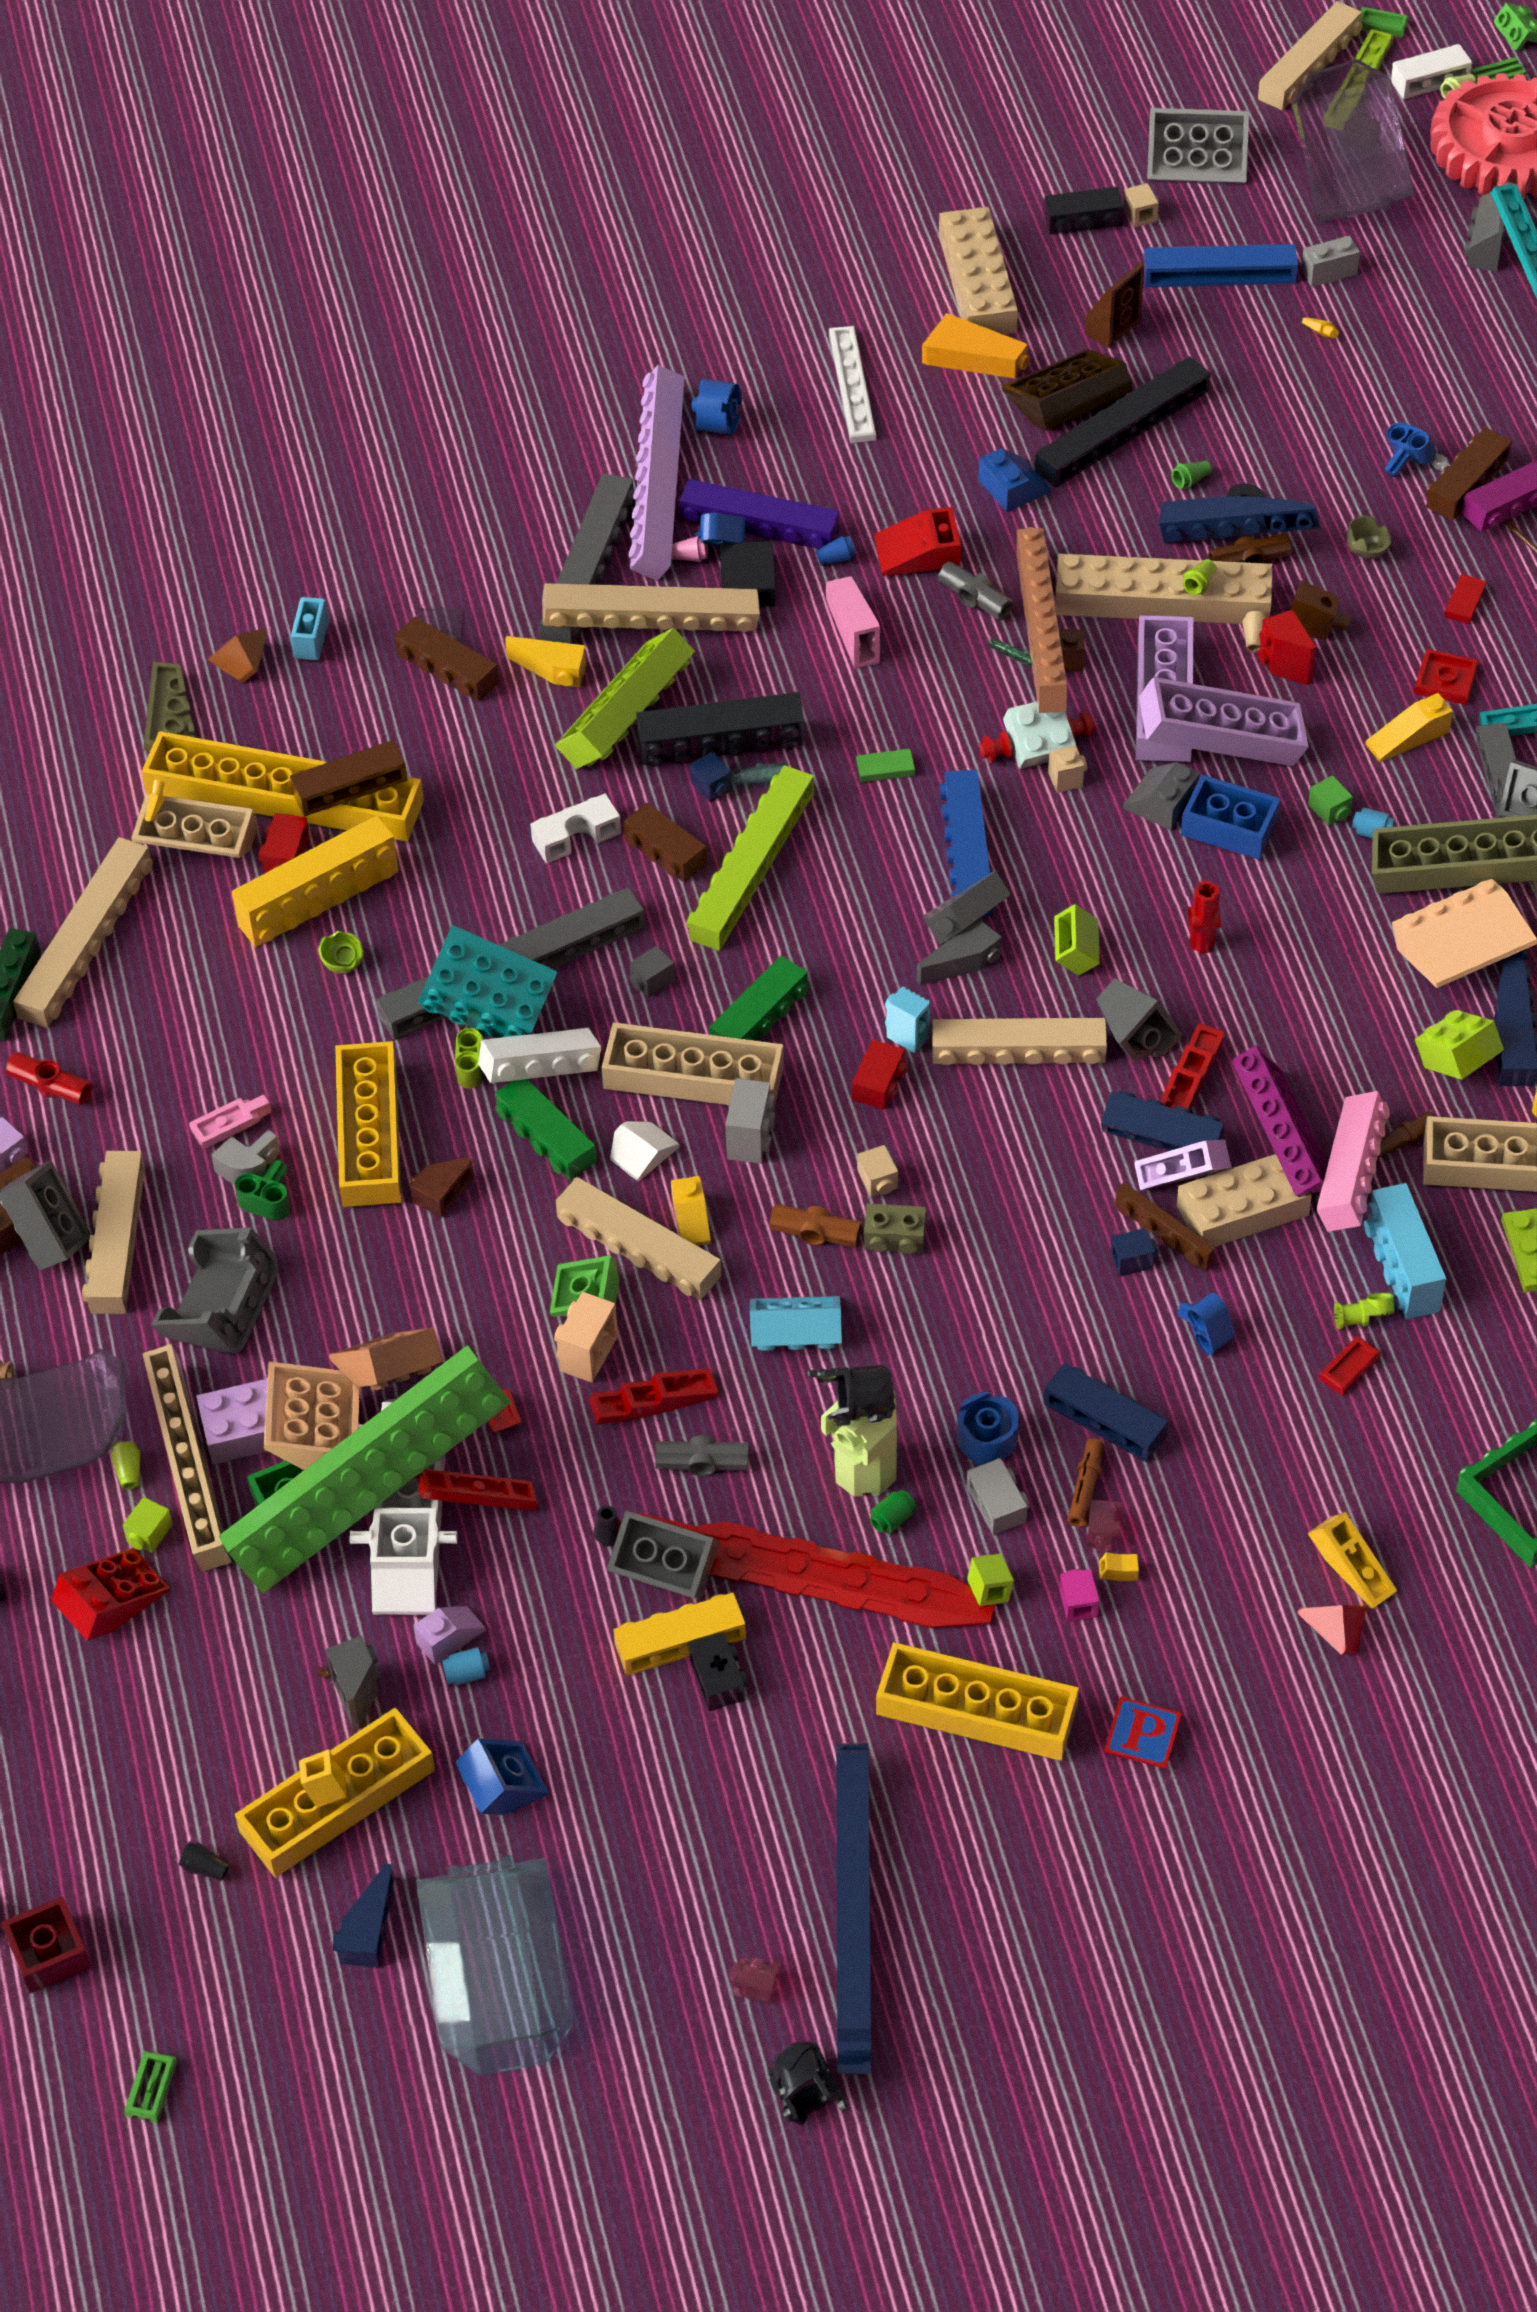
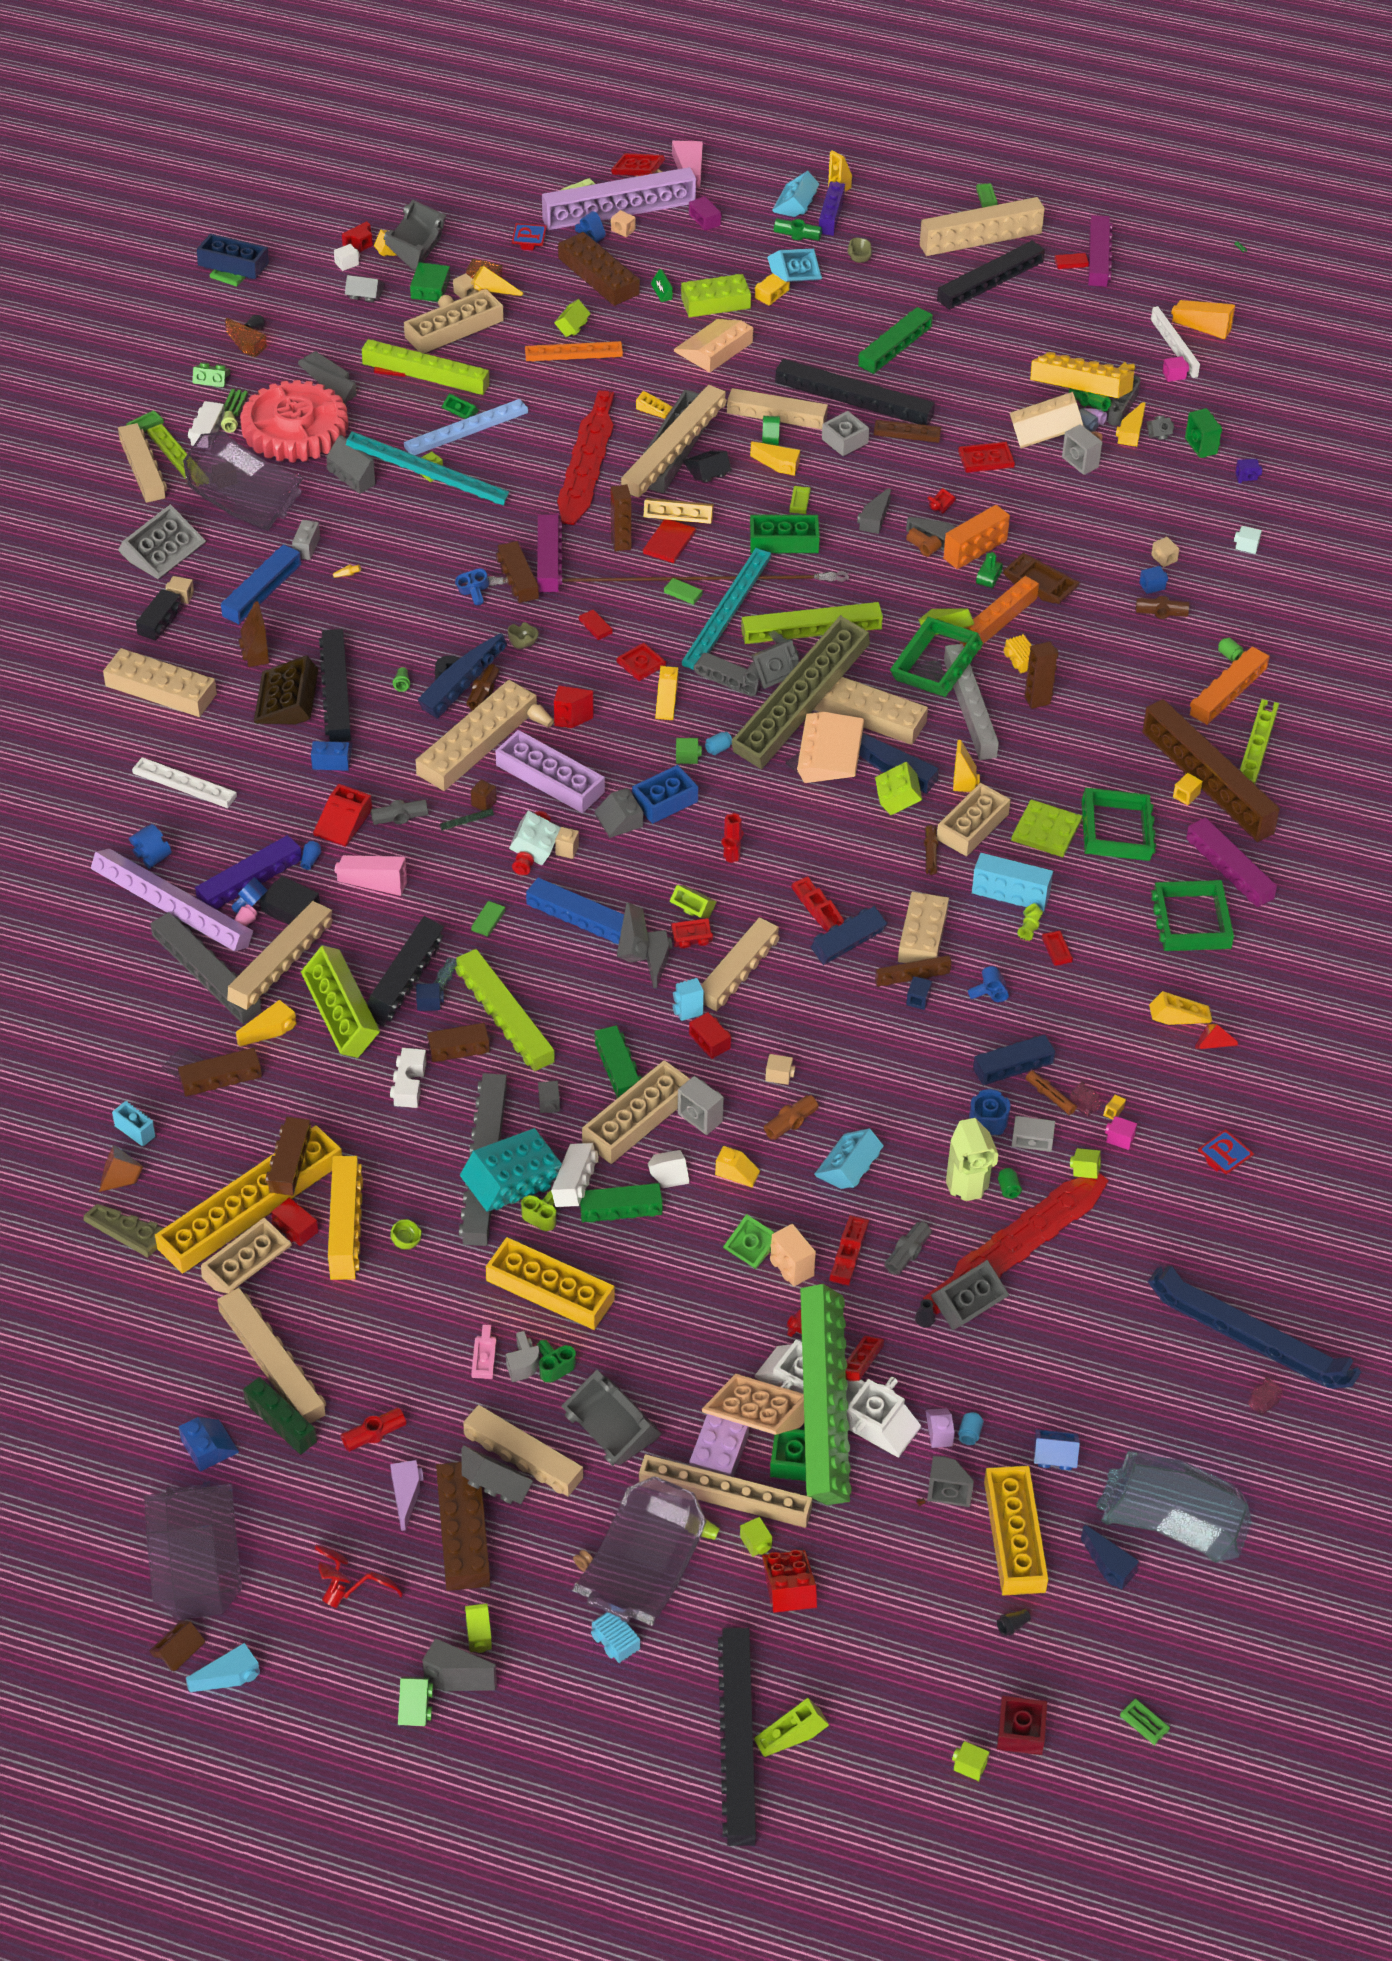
camera: 60 degrees left, 5 degrees down
(155, 800) = (214, 1261): yellow bar -> none
(322, 1778) = (1021, 1520): yellow brick -> none
(389, 1358) = (734, 1354): nougat slope -> none
(441, 1184) = (622, 1273): copper slope -> none
(638, 1238) = (735, 1200): tan brick -> none
(666, 1635) = (1020, 1318): yellow brick -> none
(717, 1687) = (1057, 1314): black brick -> none
(804, 2073) = (1343, 1403): black helmet -> none
(857, 1390) = (974, 1123): black helmet -> none
(894, 1228) = (822, 1082): olive brick -> none
(973, 349) = (217, 715): light orange slope -> none
(977, 1701) = (1160, 1209): yellow brick -> none
(1029, 967) = (691, 933): none -> red bracket
(1041, 621) = (462, 790): nougat brick -> none
(1137, 1021) = (770, 904): dark grey slope -> none
(1183, 1164) = (884, 939): lavender slope -> none
(1198, 578) = (498, 711): lime cone -> none
(1223, 721) = (607, 756): lavender brick -> none
(1282, 1121) = (897, 882): magenta bracket -> none
(1318, 611) = (549, 681): reddish brown torso -> none
(1353, 1161) = (943, 868): bright pink brick -> none

